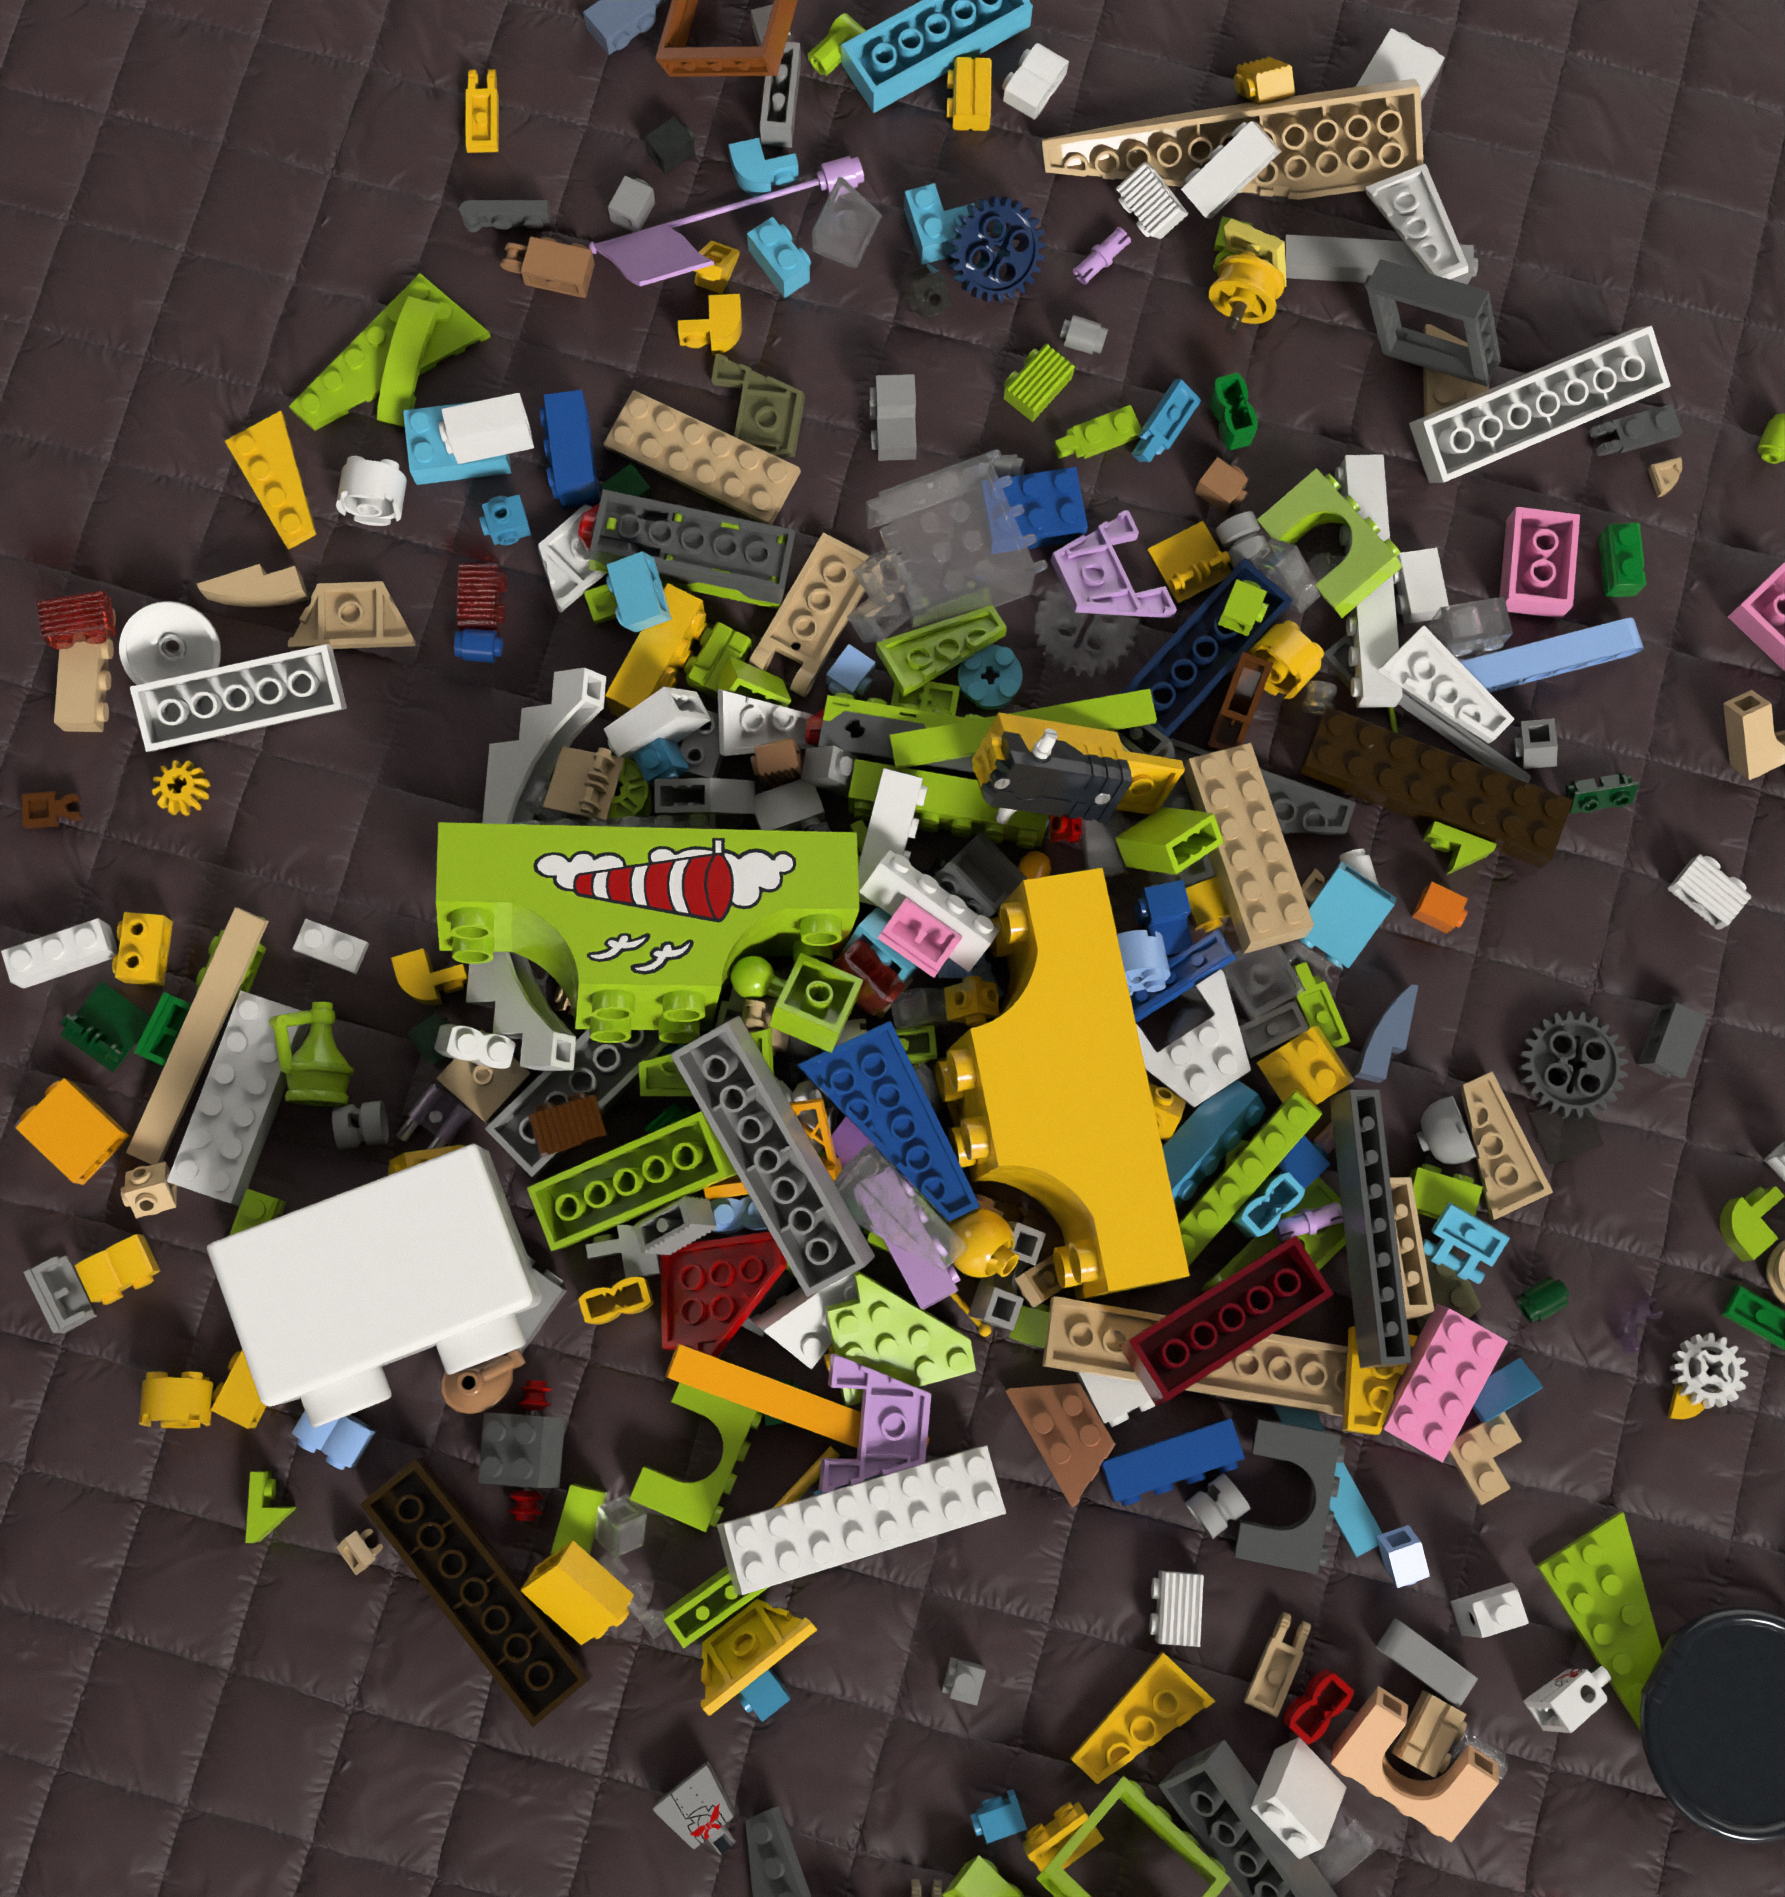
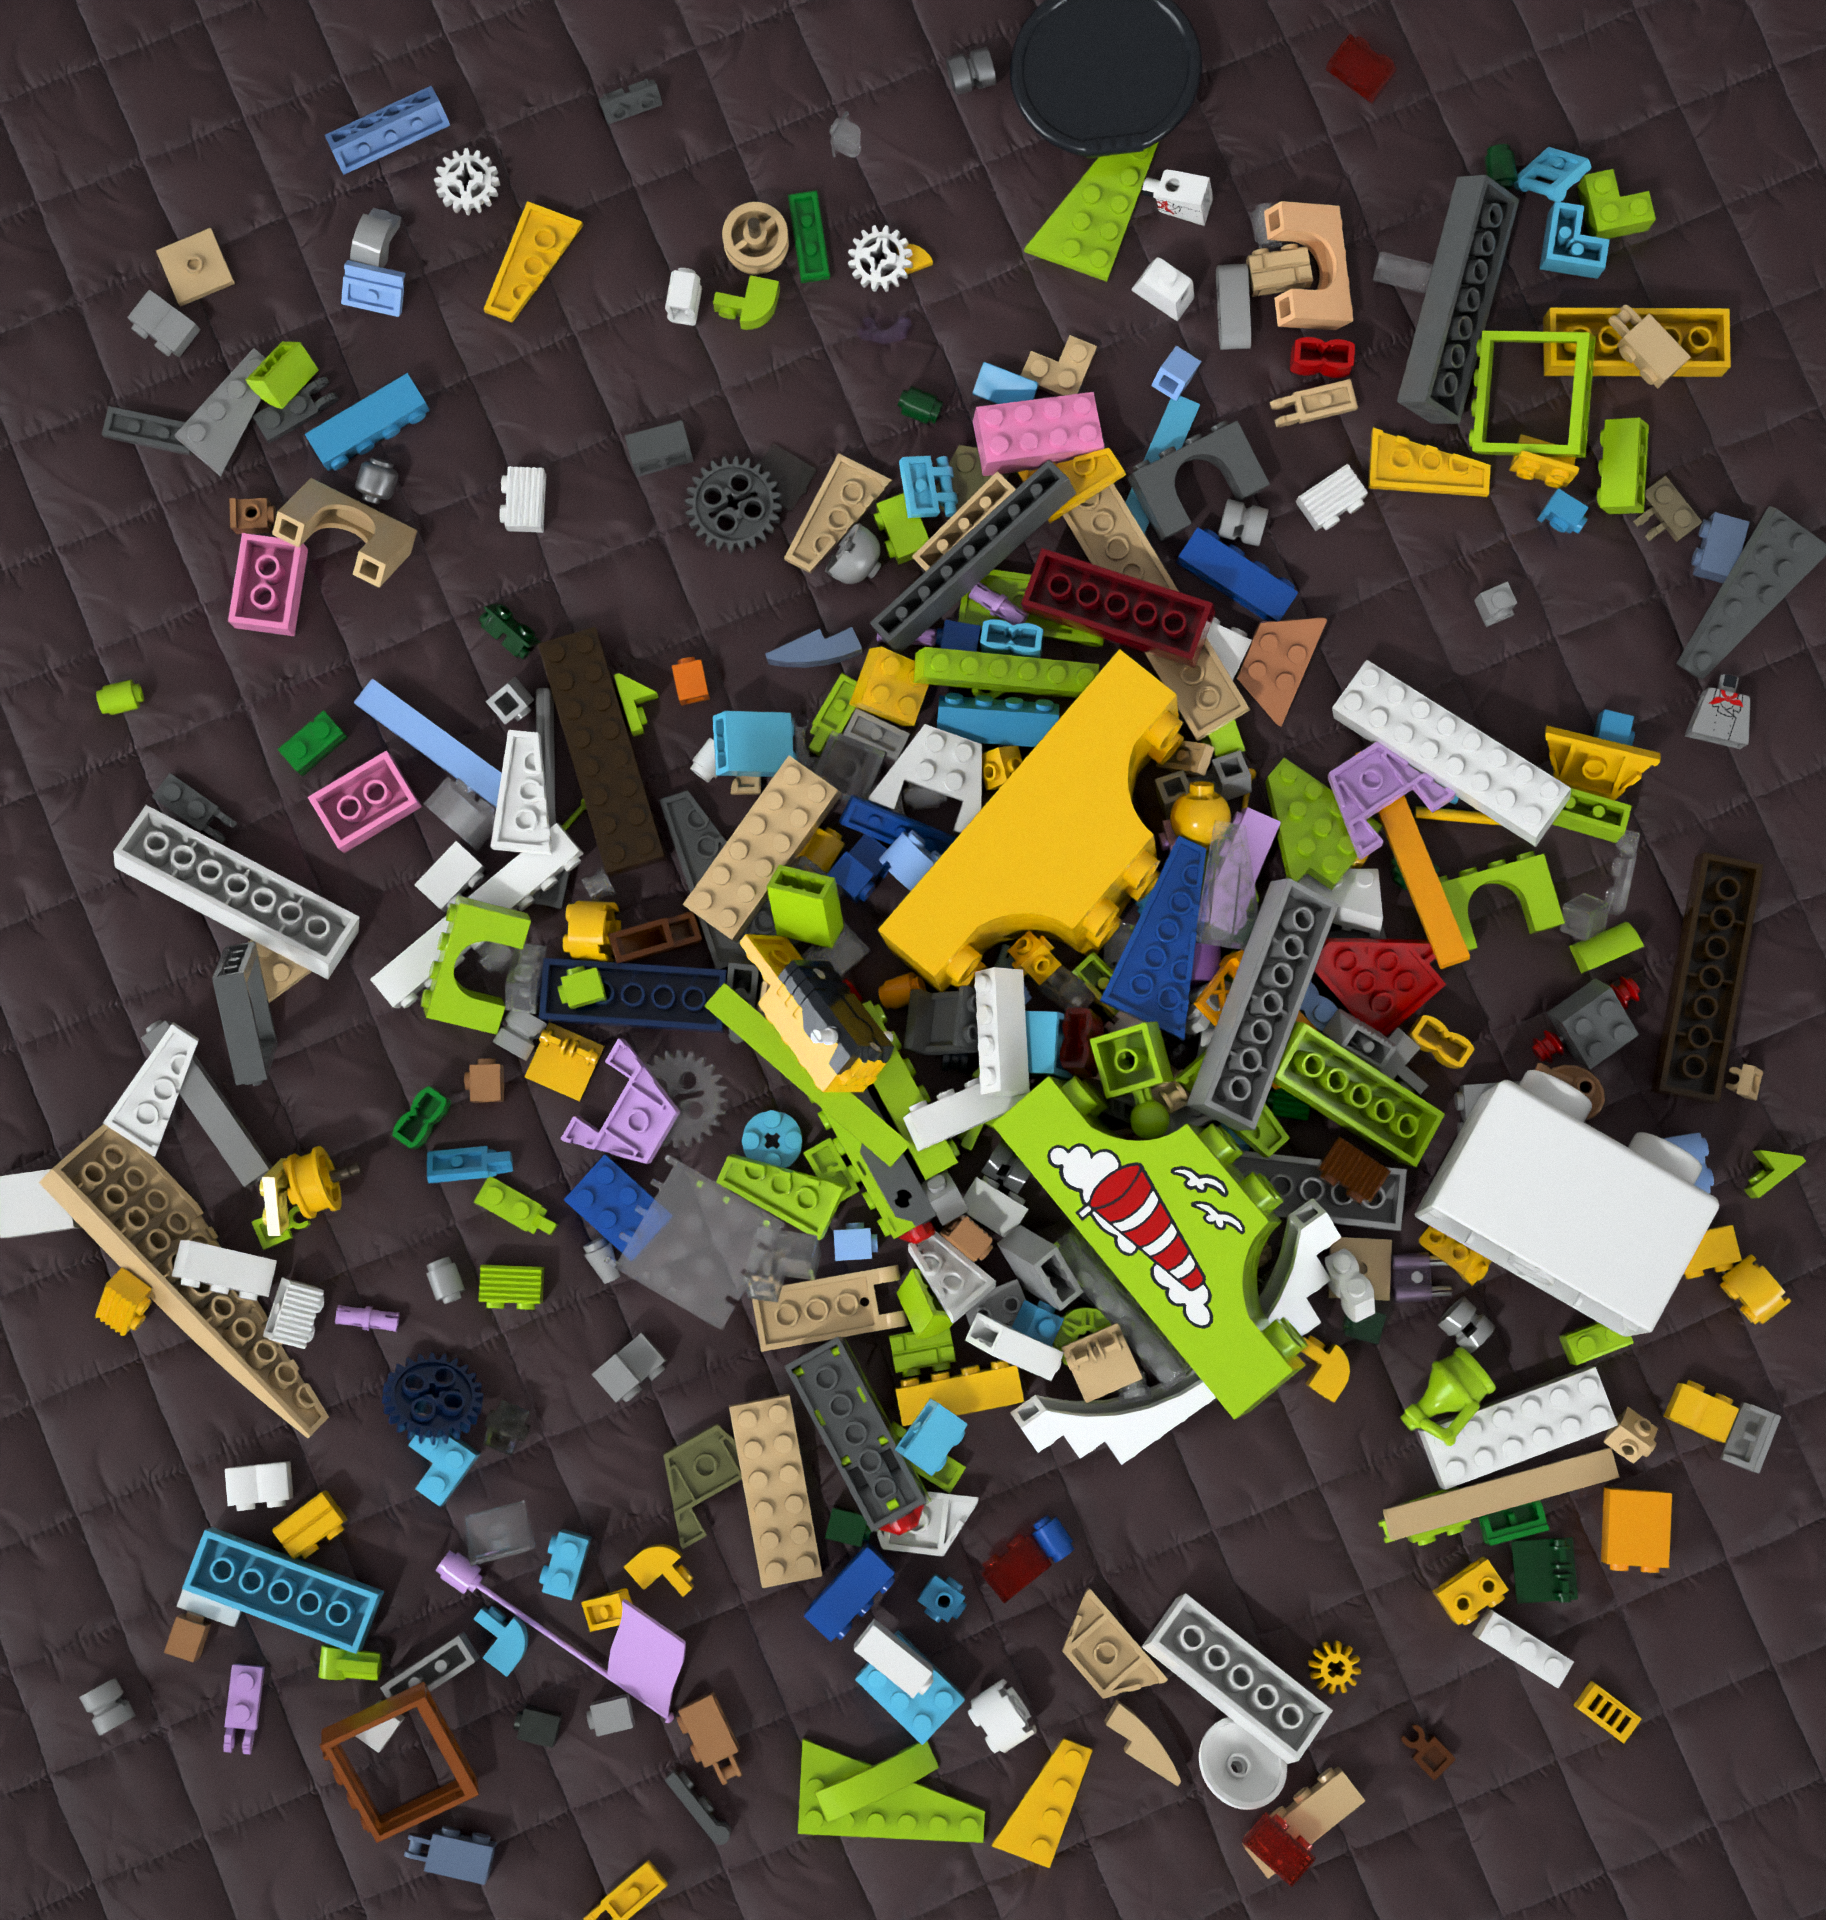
camera: 125 degrees left, 5 degrees up
(330, 946) = (1357, 1458): white plate -> none
(578, 1593) = (1654, 906): yellow brick -> none
(920, 937) = (1030, 1021): bright pink hinge -> none
(1299, 1798) = (1394, 324): white brick -> none
(1665, 475) = (213, 760): tan tile -> none

